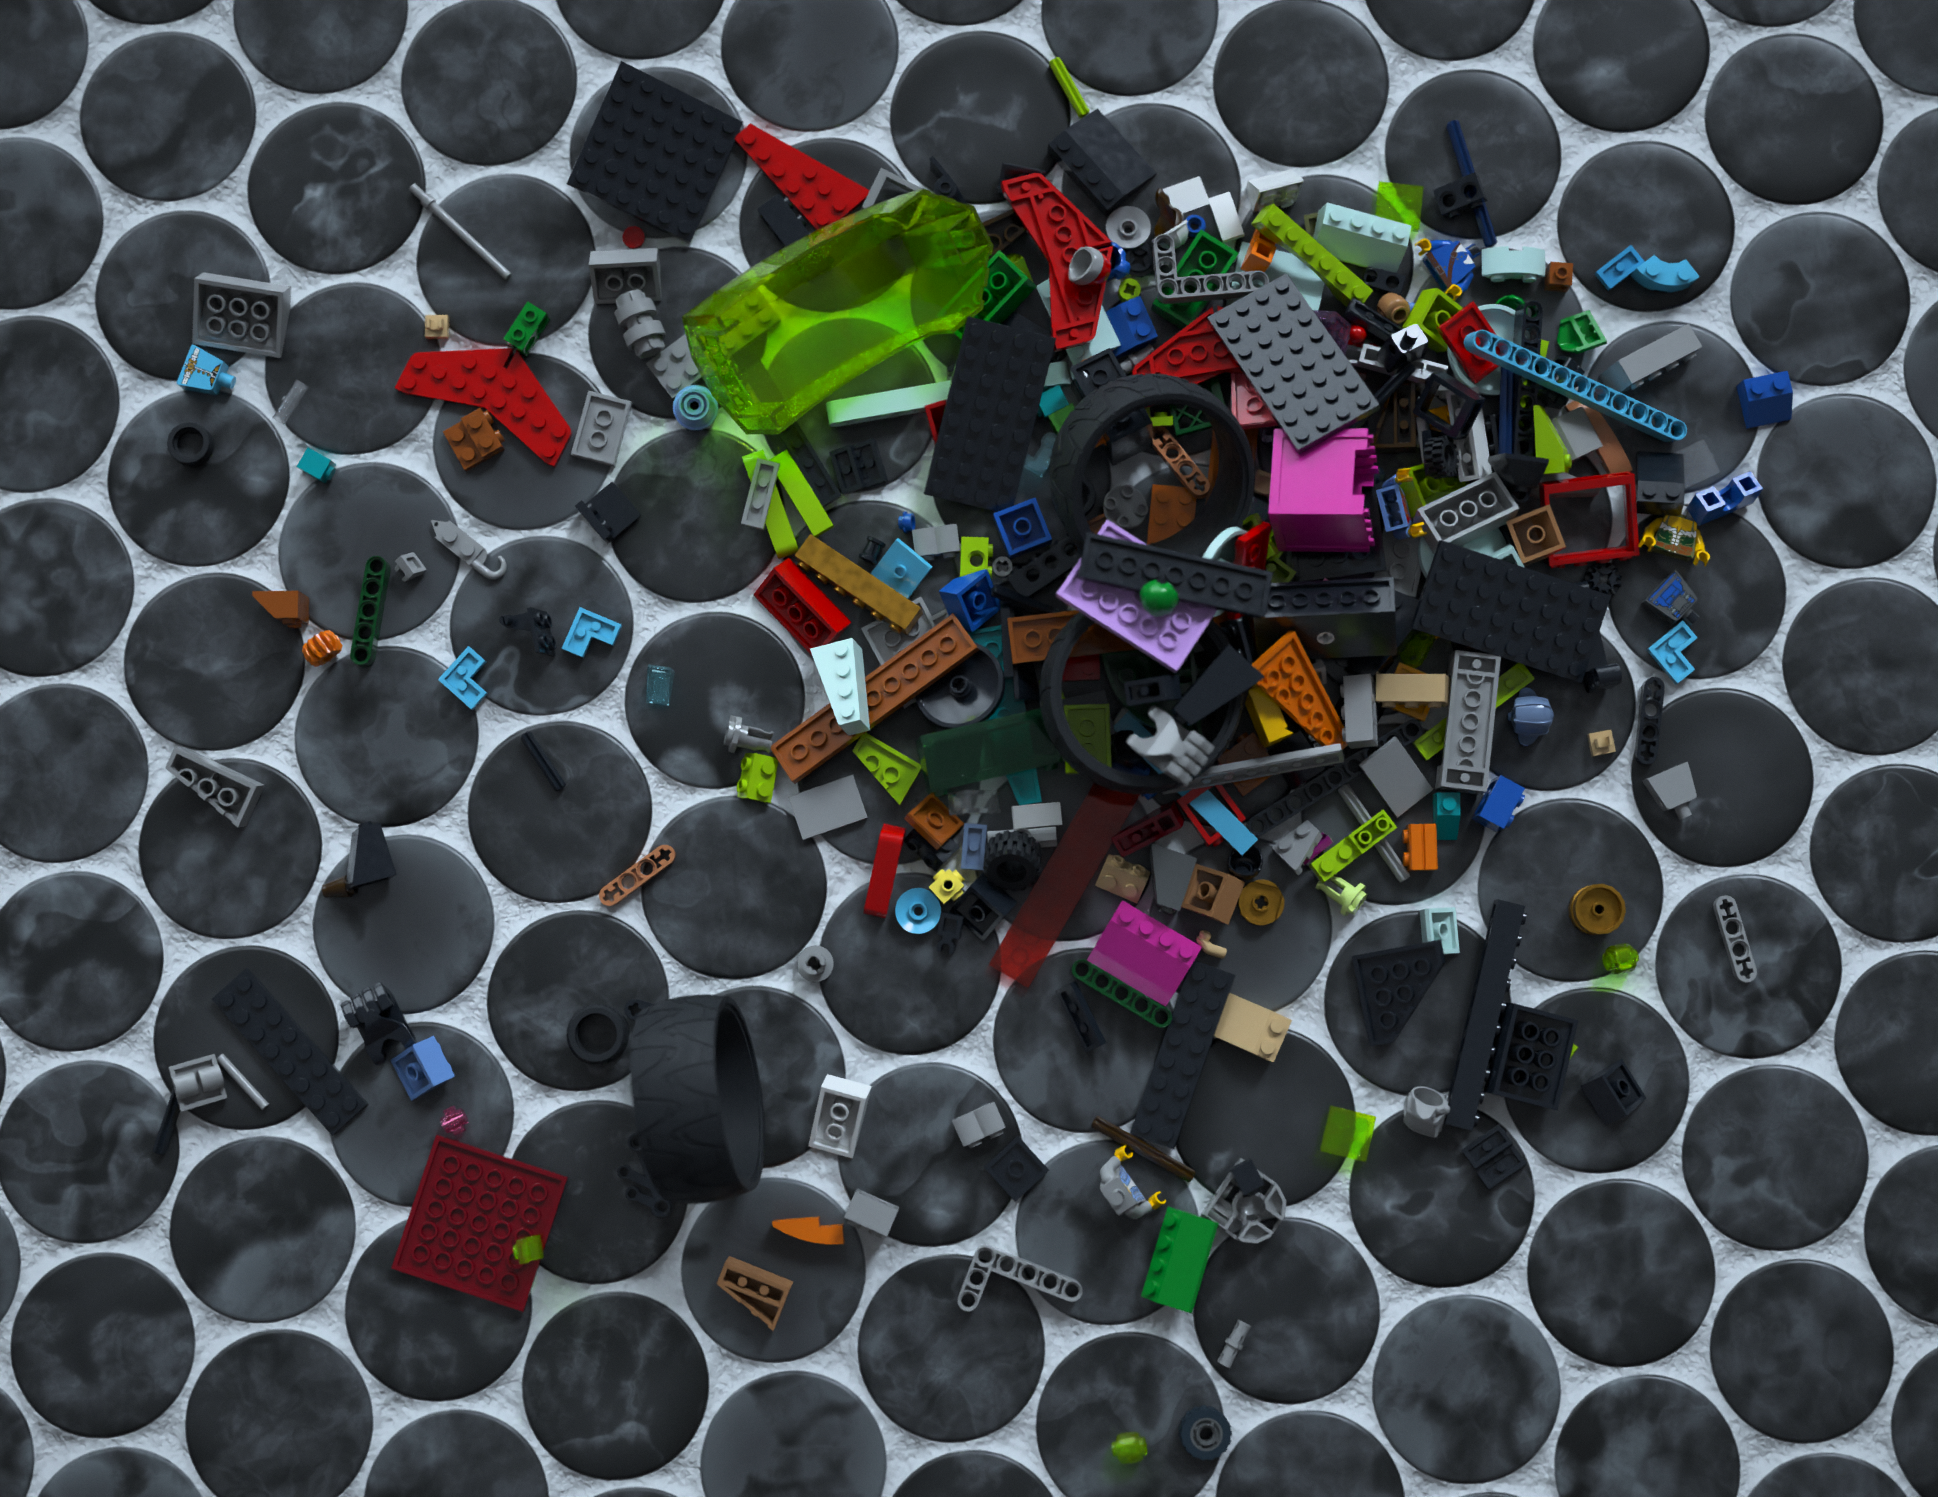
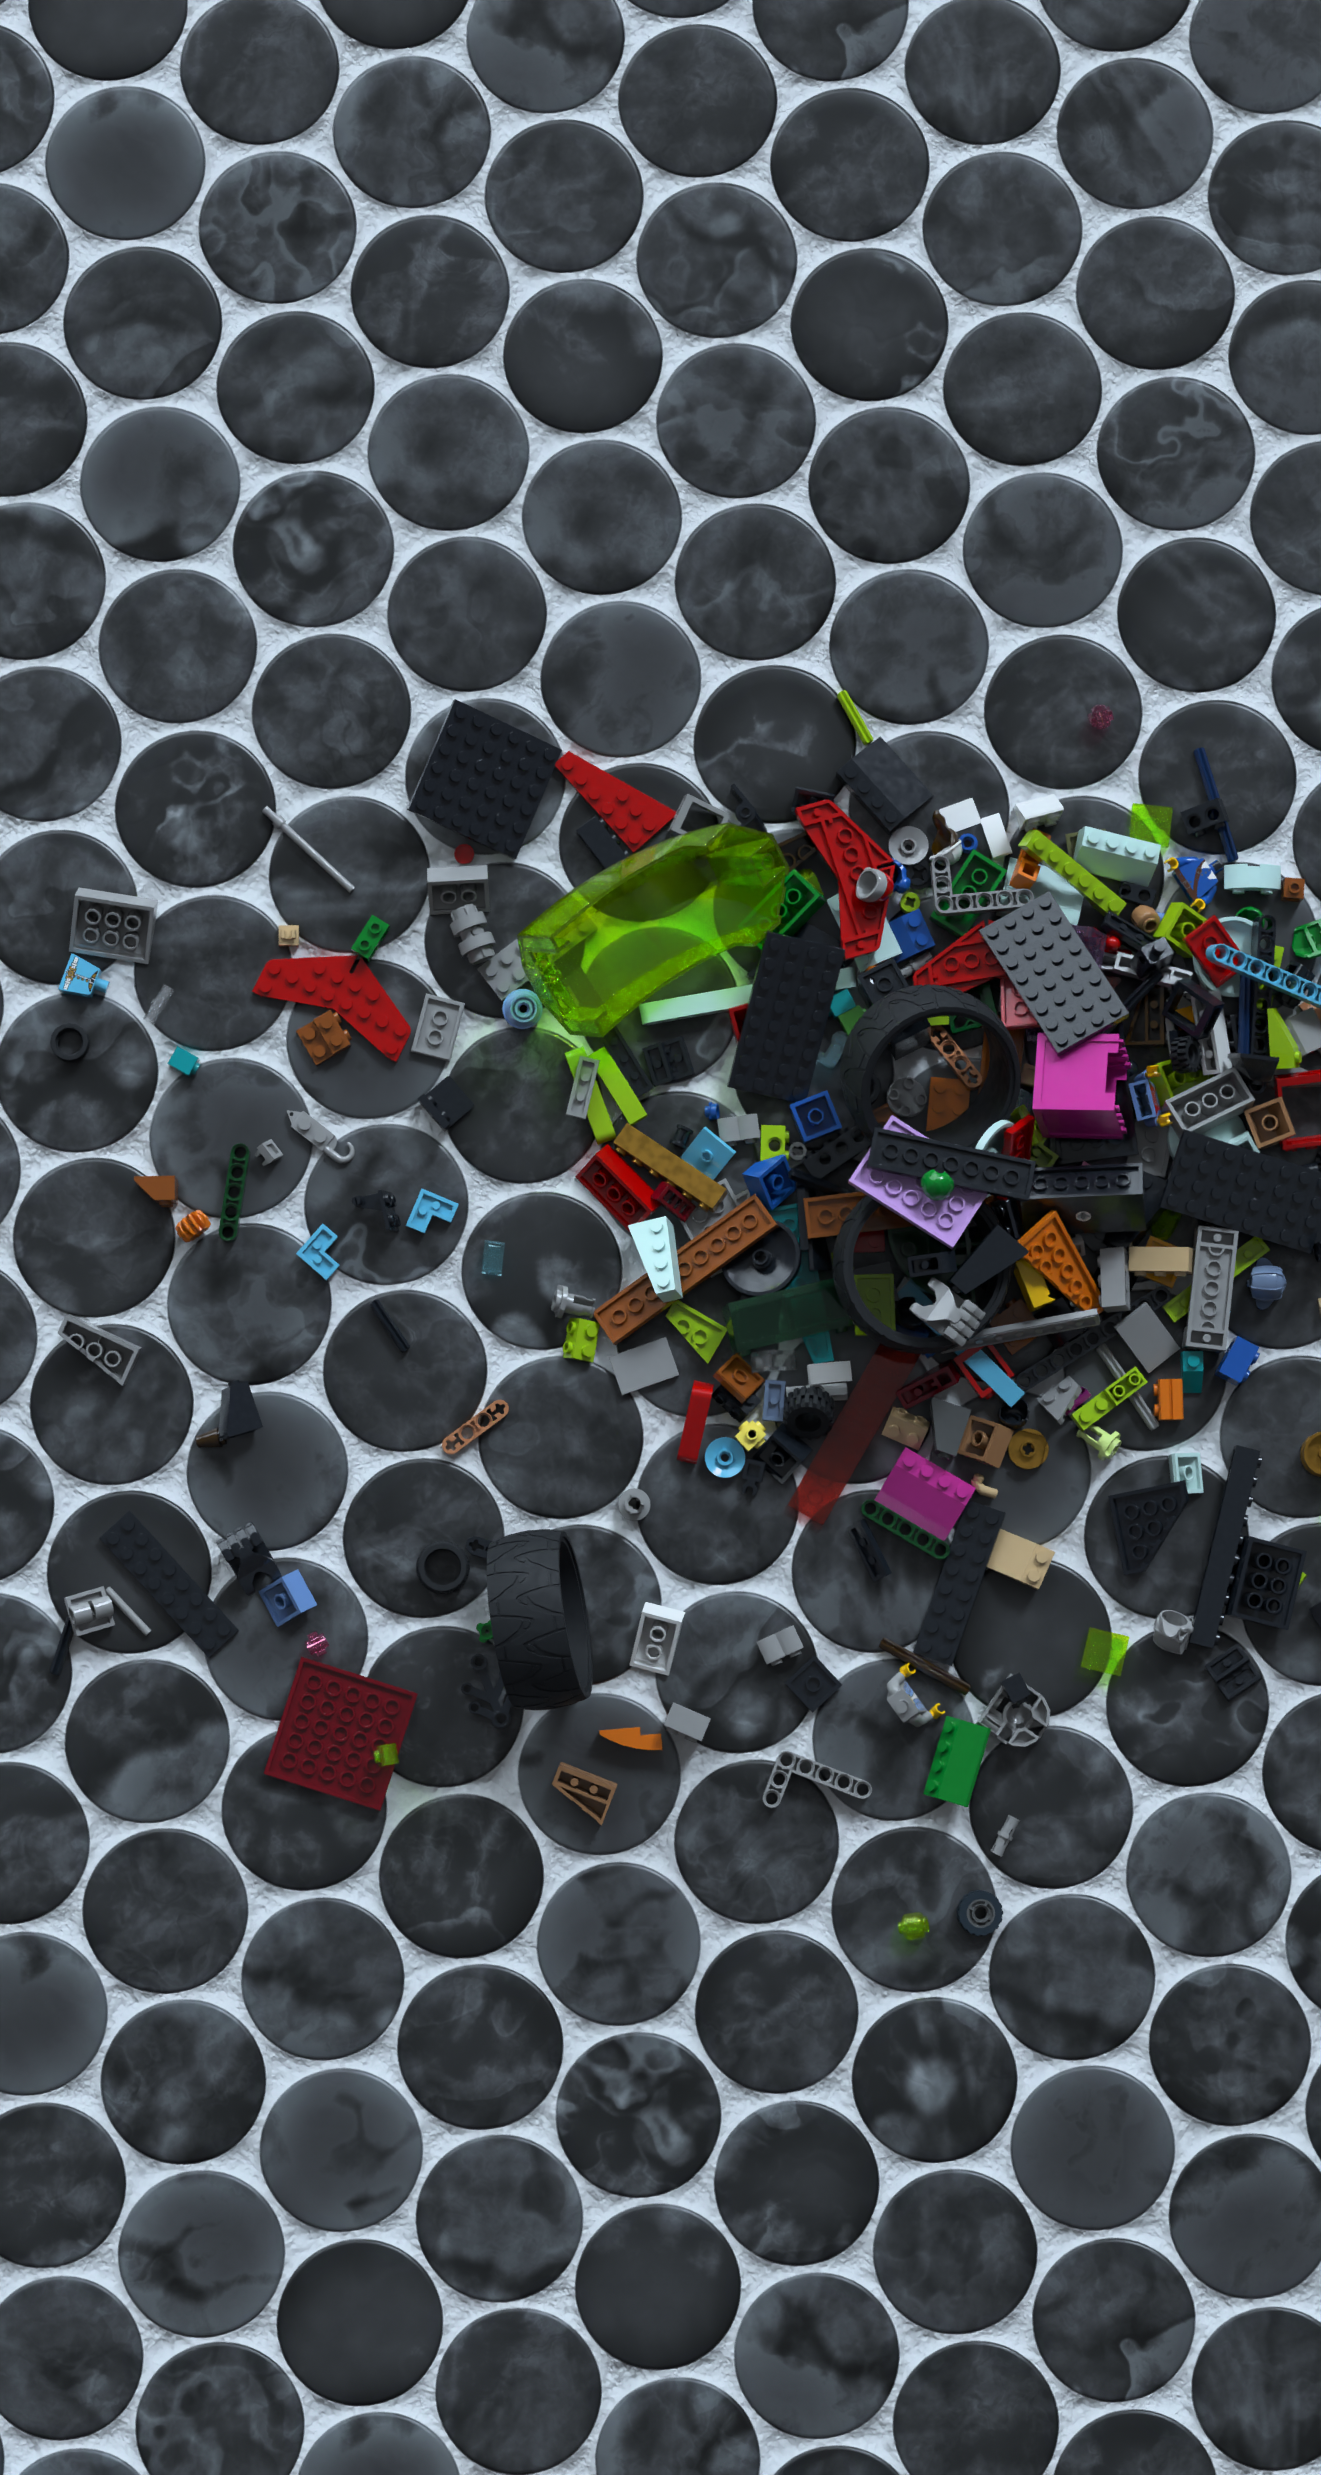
camera: 10 degrees left, 0 degrees up
(844, 616) = (662, 1195): none -> dark red slope
(1343, 85) = (1100, 716): none -> clear pink gear

